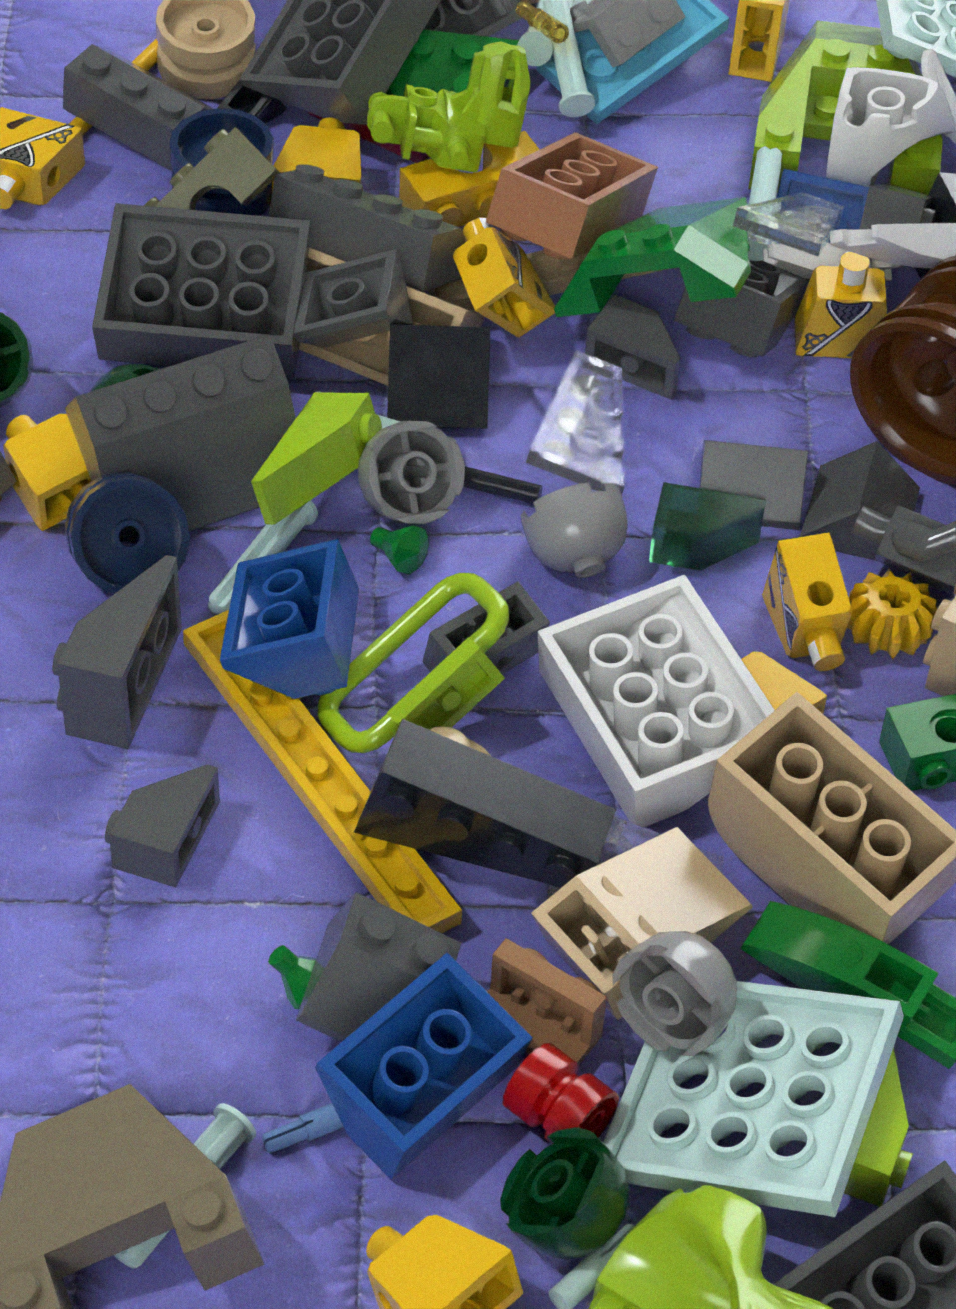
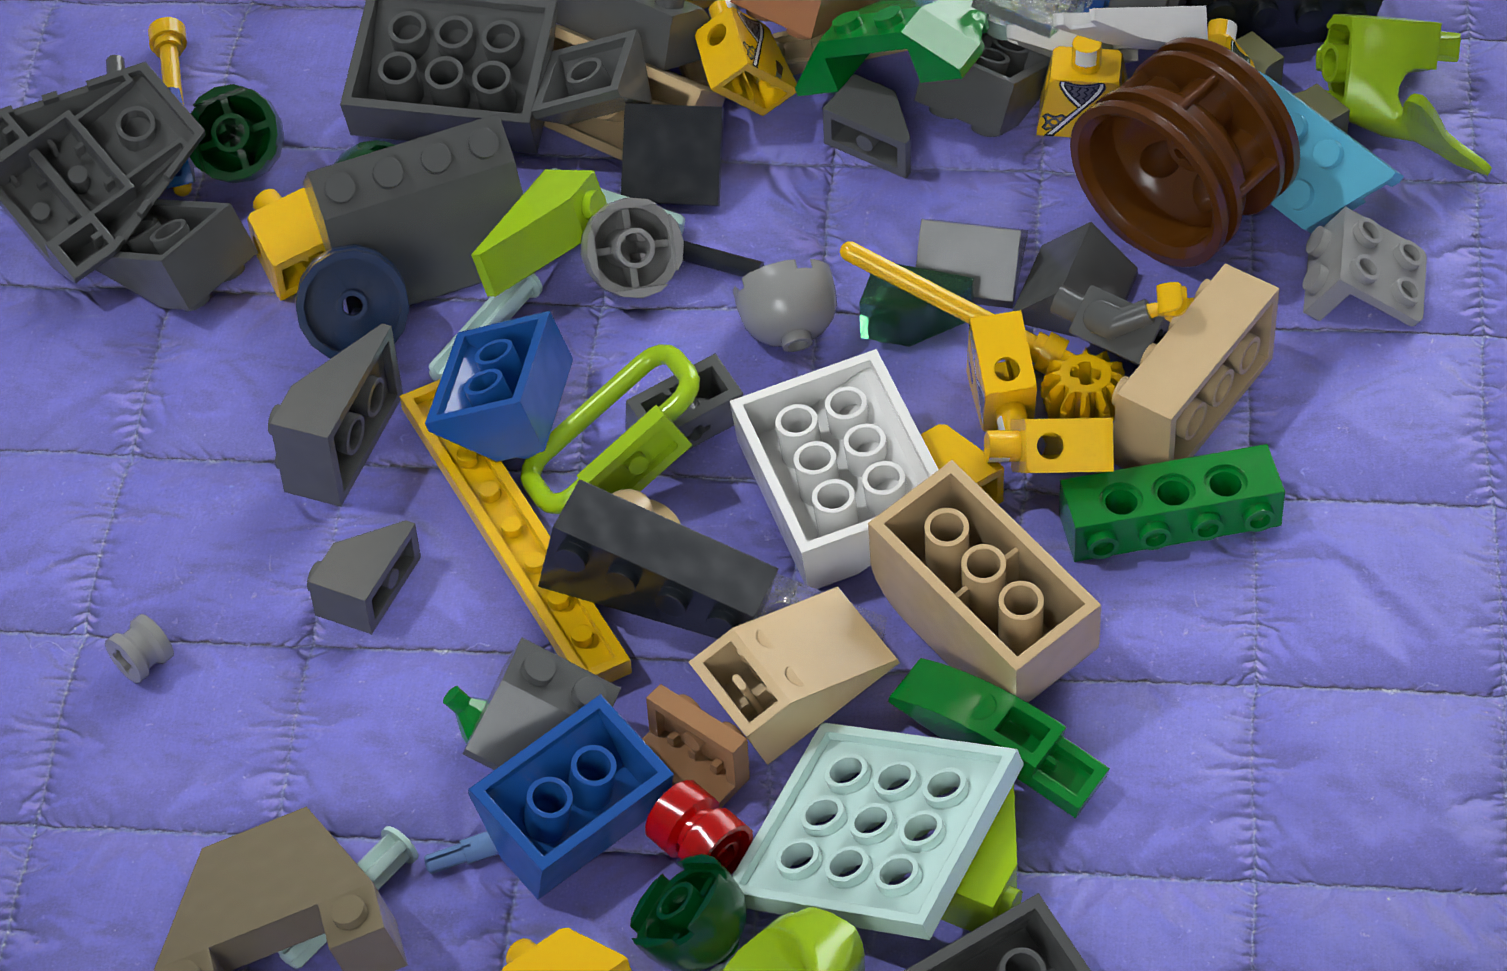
camera: 10 degrees right, 0 degrees up
(403, 547) = (621, 320): green rock -> none
(583, 426) = (810, 203): clear wing -> none
(676, 991) = (811, 734): light grey cylinder -> none
(852, 567) = (1042, 347): none -> yellow piece
(879, 672) = (1069, 445): none -> yellow torso

